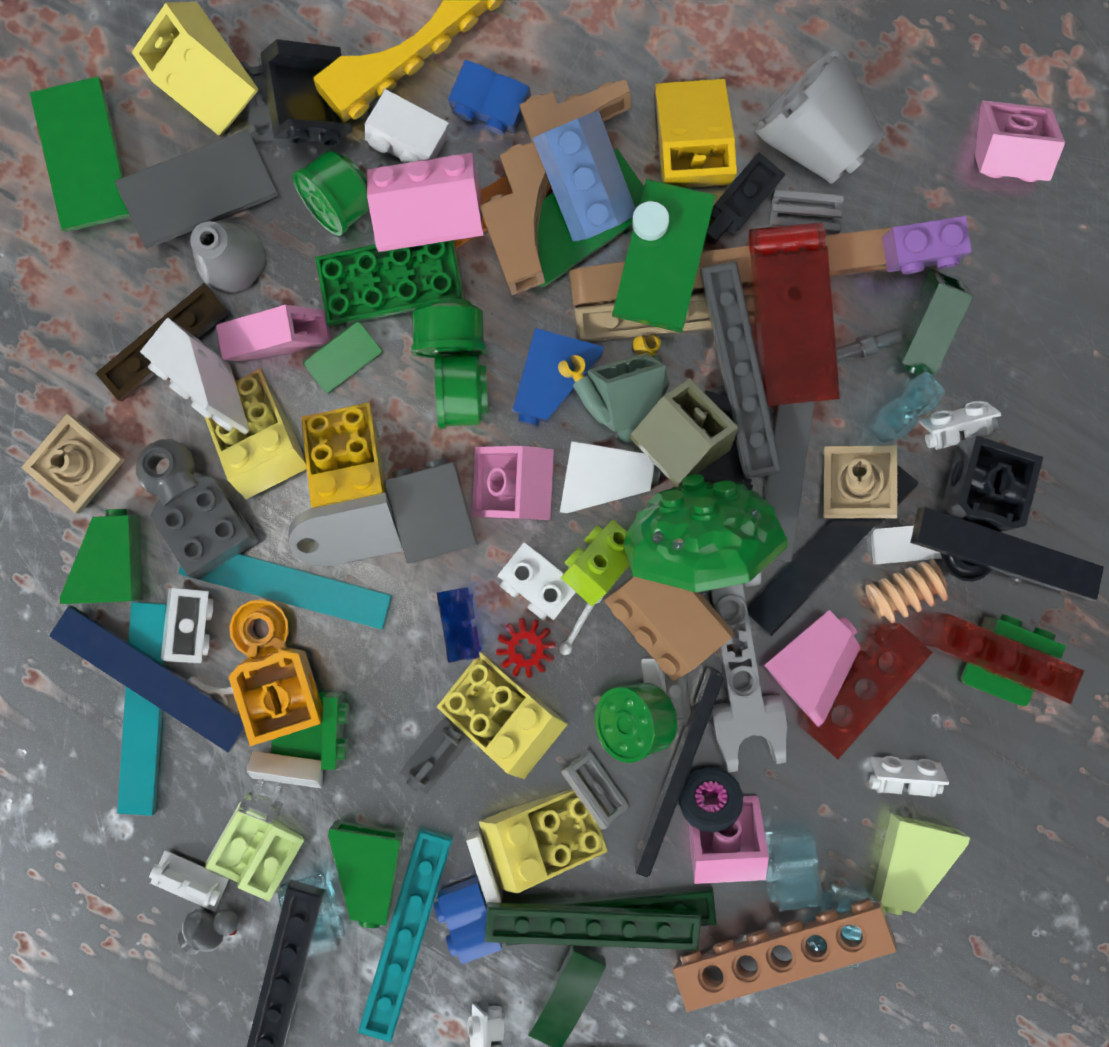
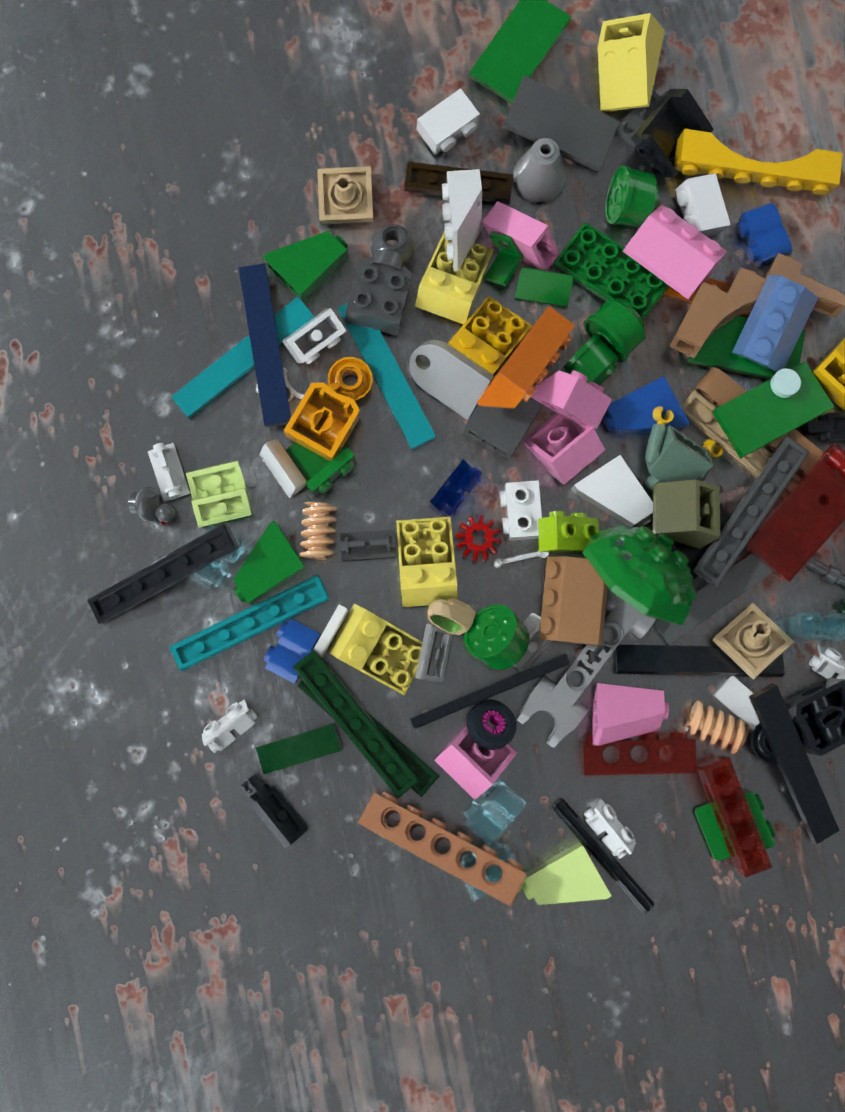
camera: 45 degrees right, 5 degrees down
(92, 297) = (448, 122): none -> white brick
(284, 372) = (506, 261): none -> green bracket
(378, 793) = (318, 530): none -> light nougat piece
(400, 449) = (529, 361): none -> orange slope
(476, 440) = (573, 397): none -> bright pink slope
(574, 743) = (451, 615): none -> tan rock
(924, 805) = (603, 856): none -> black axle

